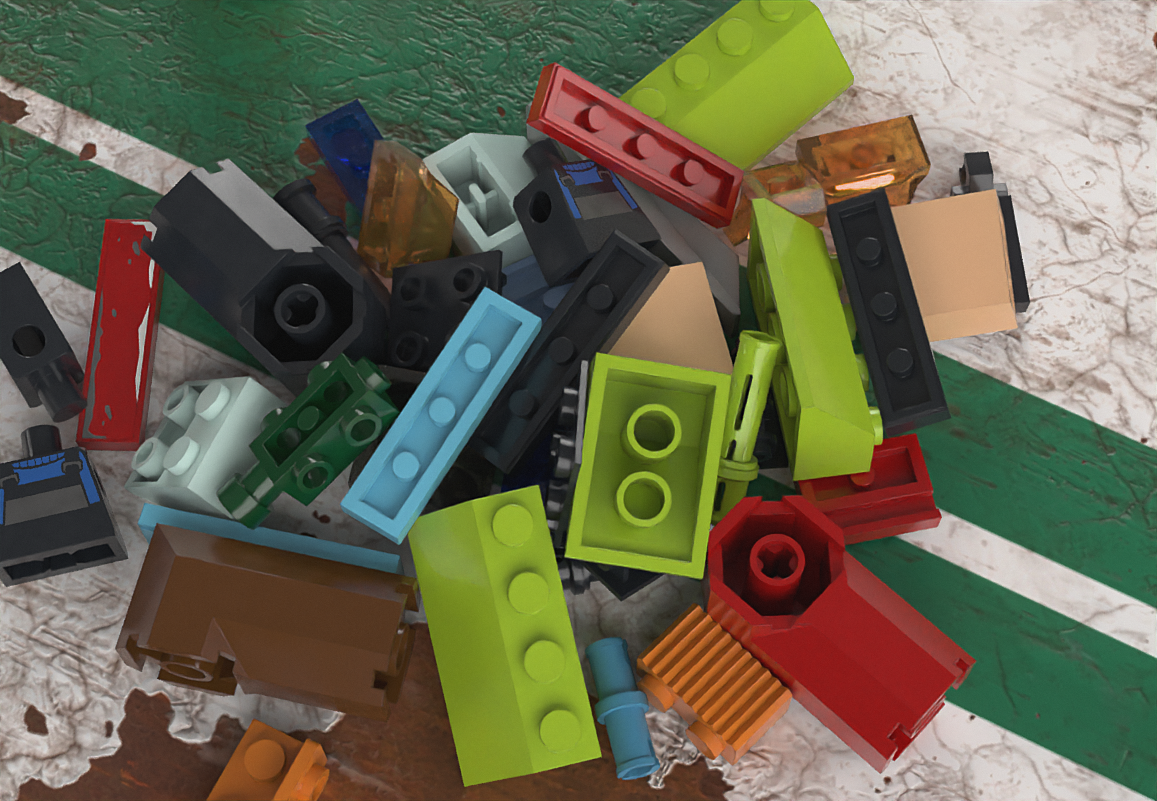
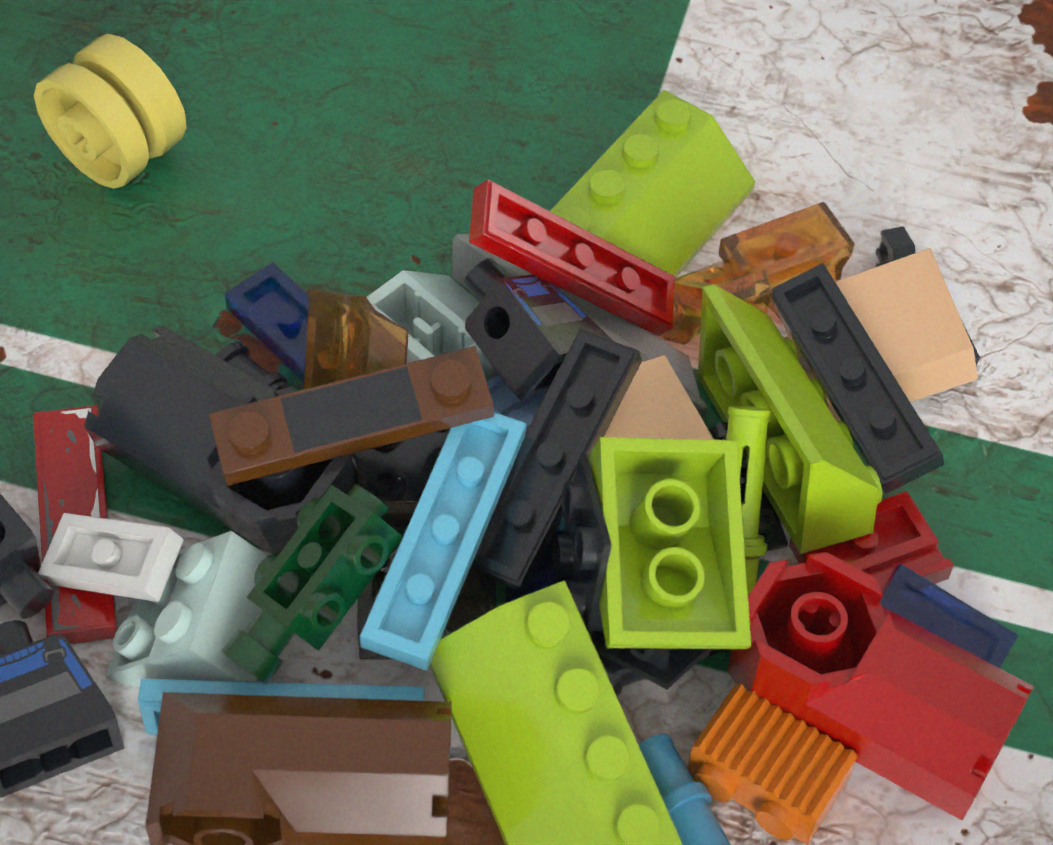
camera: 15 degrees left, 10 degrees down
(140, 380) = (111, 556): none -> white plate
(375, 285) = (351, 415): none -> reddish brown plate
(915, 574) = (946, 615): none -> clear blue plate

